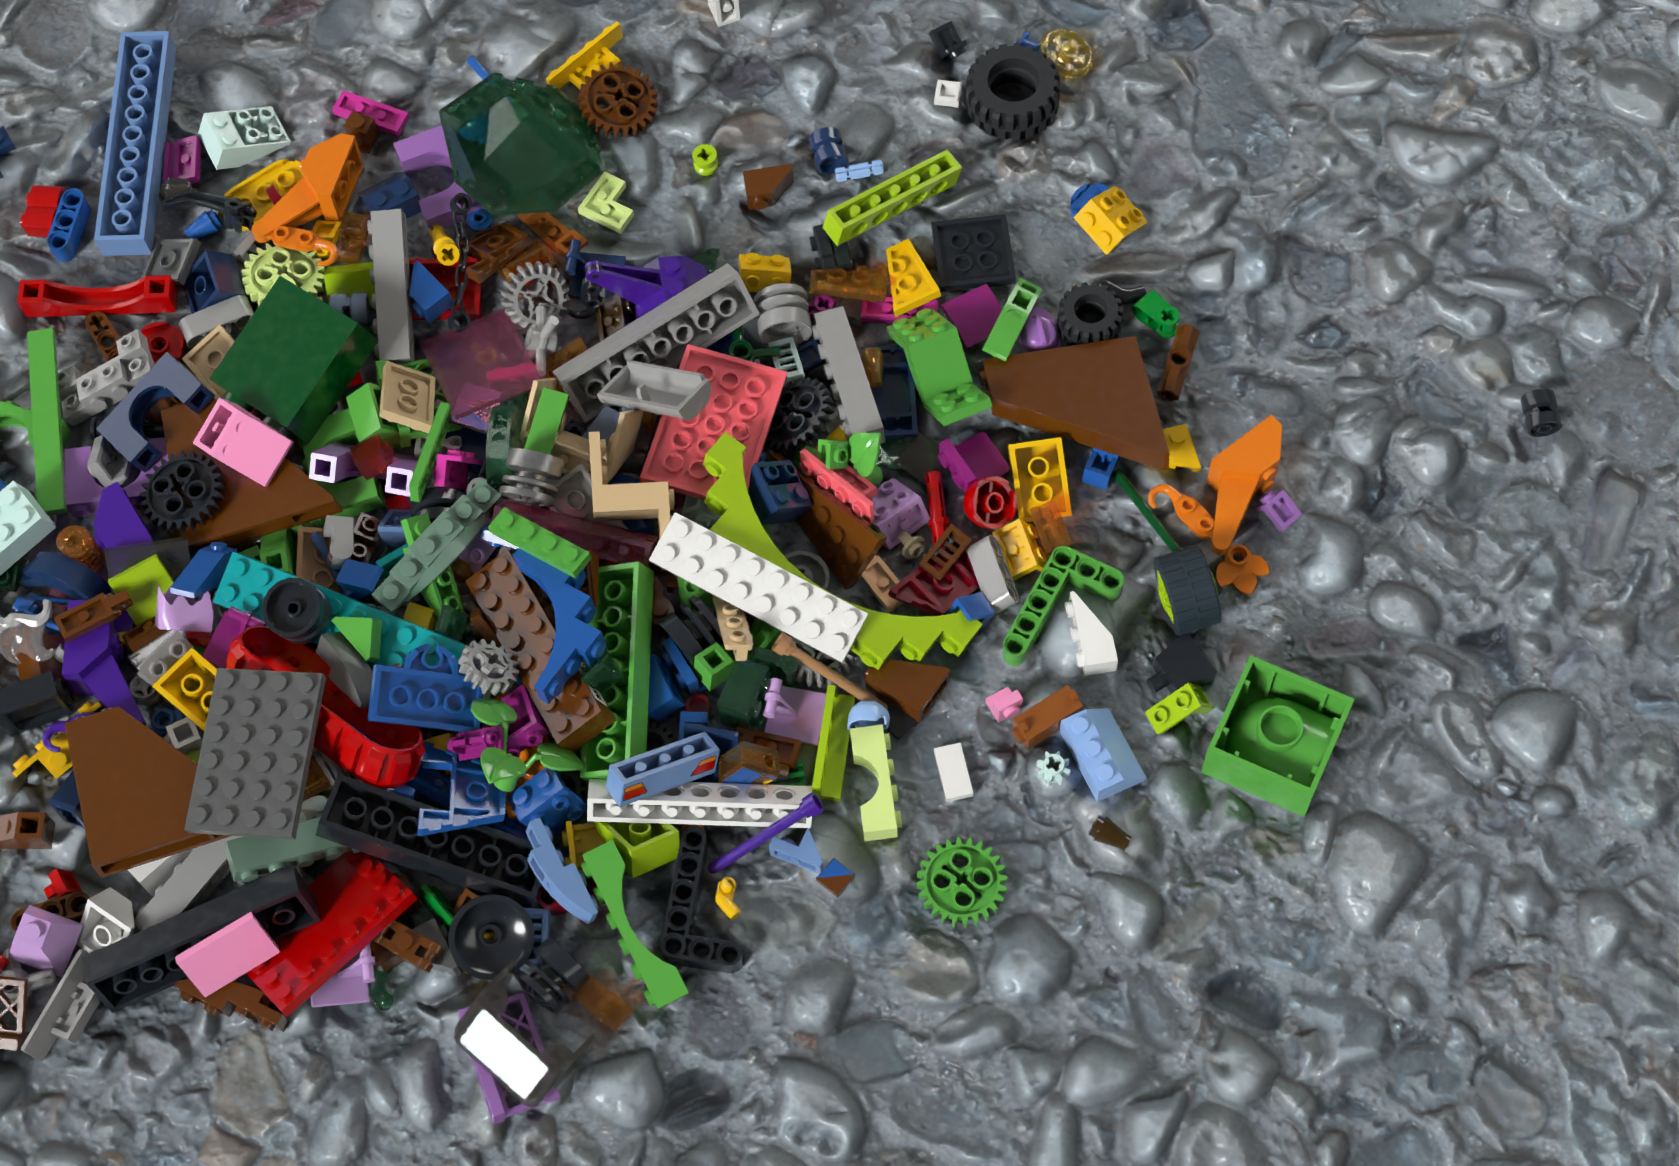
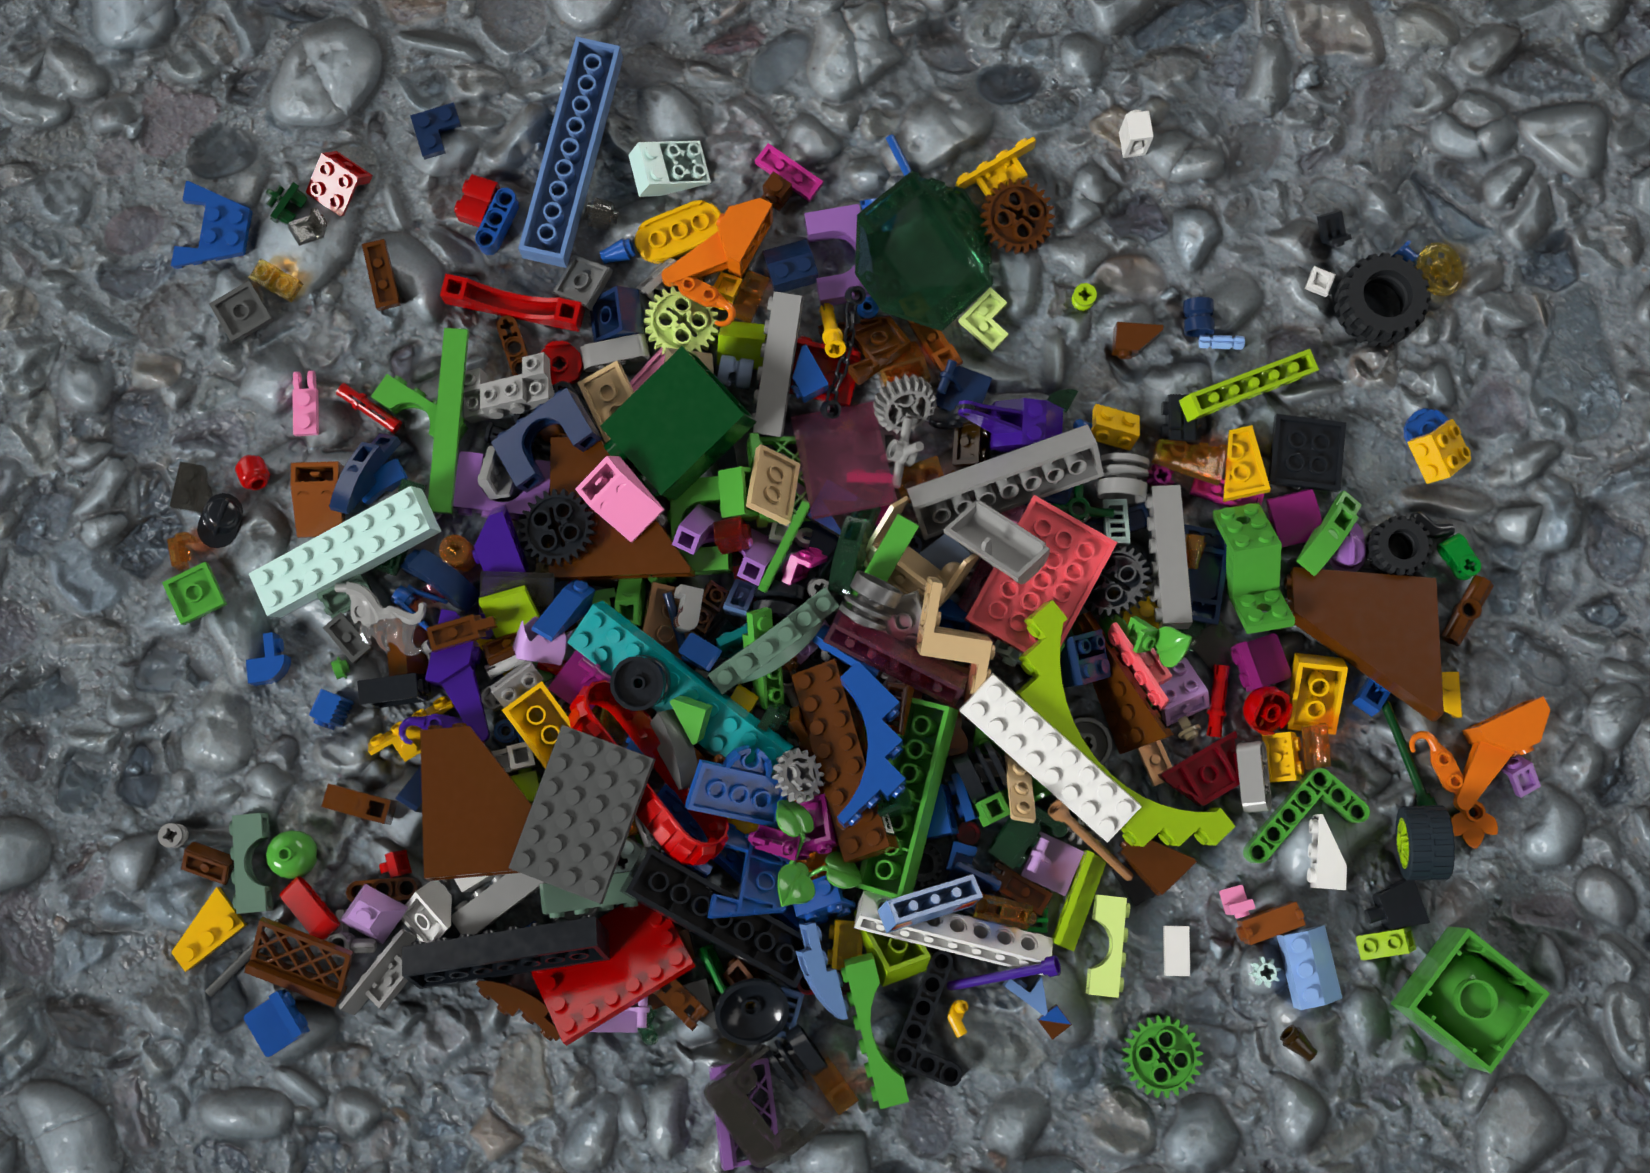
camera: 10 degrees right, 15 degrees up
(183, 159) = (609, 179): magenta plate -> none
(227, 954) = (525, 978): bright pink tile -> none
(235, 212) = (649, 247): black piece -> none
(273, 194) = (687, 240): dark red tile -> none
(539, 542) = (866, 673): bright green plate -> none
(868, 714) = (1115, 884): light blue hair -> none
(958, 537) = (1236, 743): reddish brown slope -> none
(974, 608) = (1231, 808): blue panel -> none

